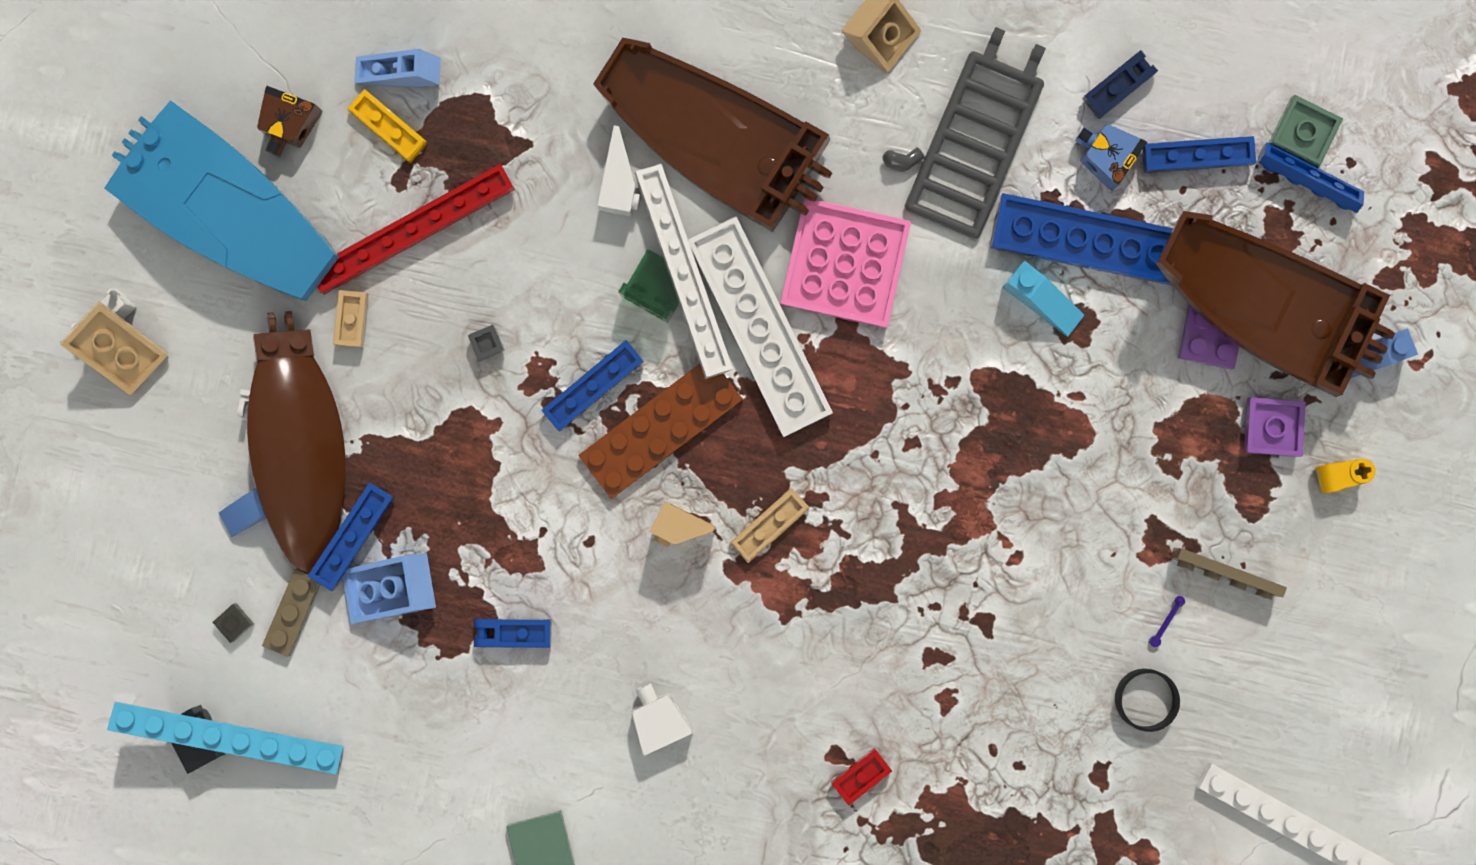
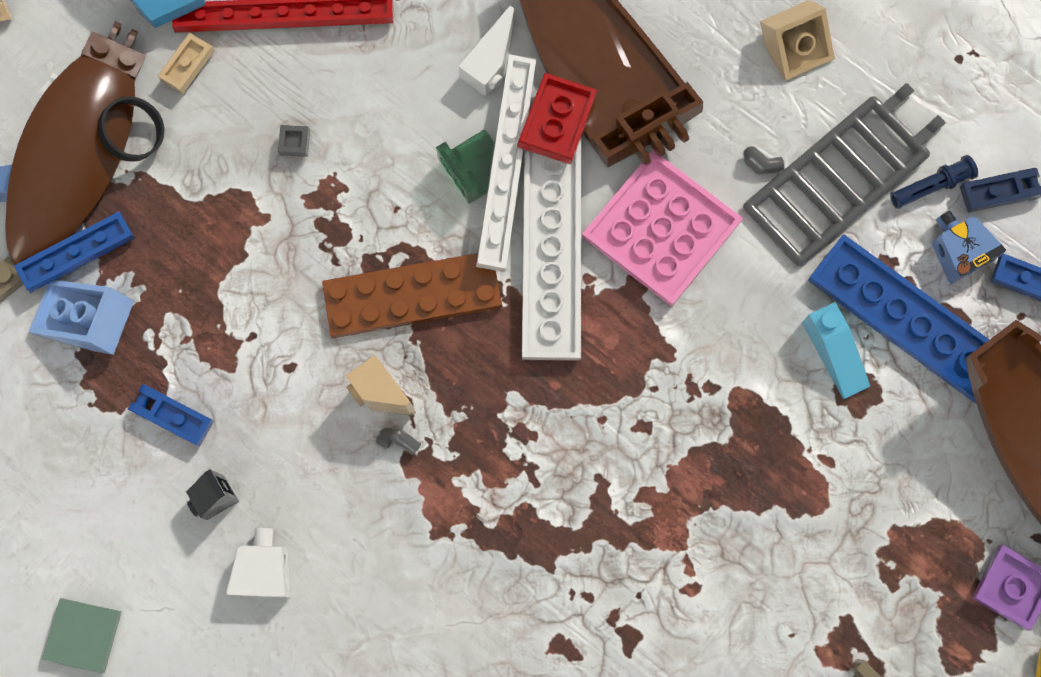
camera: 25 degrees right, 10 degrees down
(361, 390) = (149, 109): none -> black tyre
(585, 683) = (210, 495): none -> black slope
(592, 386) = (369, 225): blue plate -> none
(708, 210) = (557, 118): none -> red tile
(715, 555) = (399, 437): none -> dark grey arm
(769, 525) = (466, 436): tan tile -> none
(1066, 97) = (946, 177): none -> dark blue pin
(1206, 344) = (980, 471): medium lavender plate -> none

